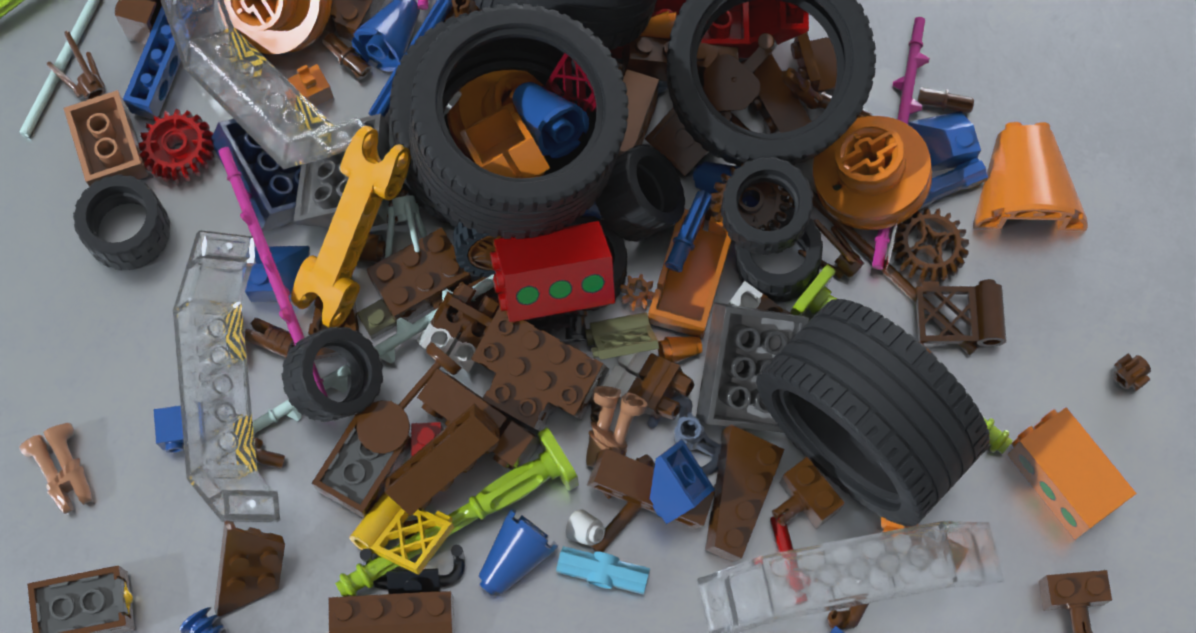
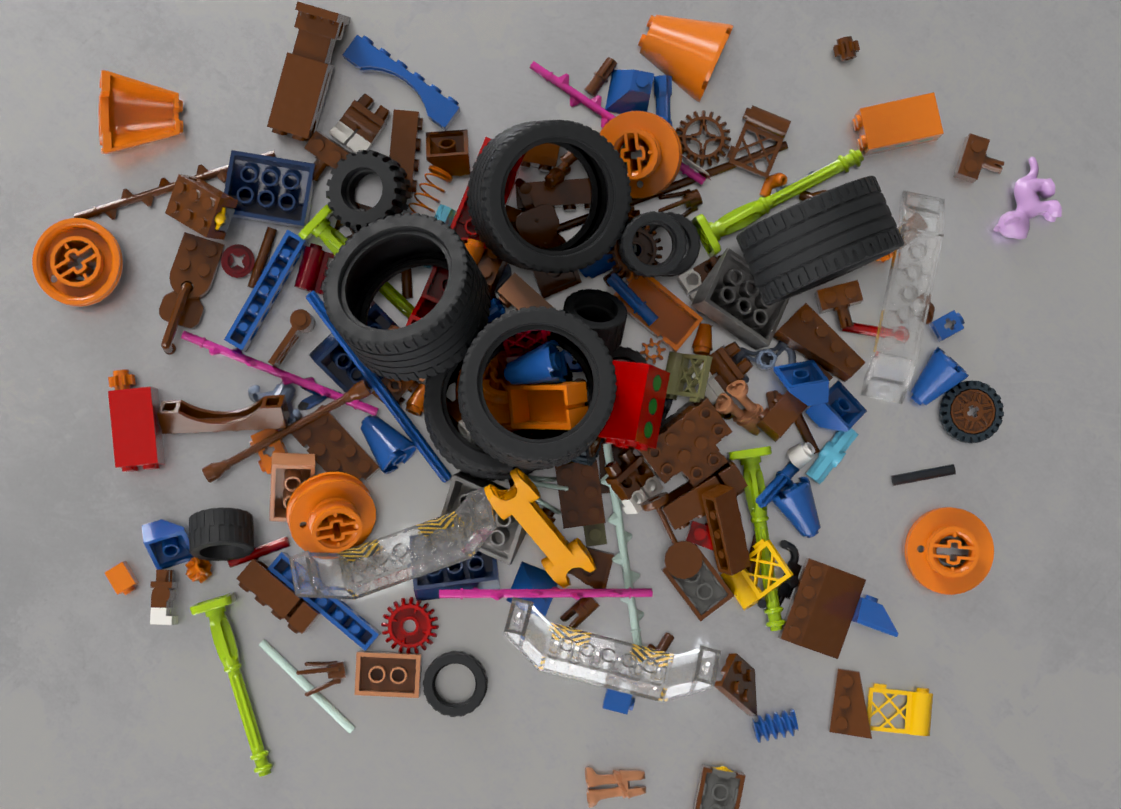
camera: 70 degrees left, 15 degrees up
(312, 84) = (404, 515): orange brick -> none
(347, 56) = (388, 480): reddish brown axle -> none
(363, 365) = (648, 561): black tyre -> none
(542, 516) = (782, 478): none -> blue axle
(665, 550) = (840, 412): none -> blue slope

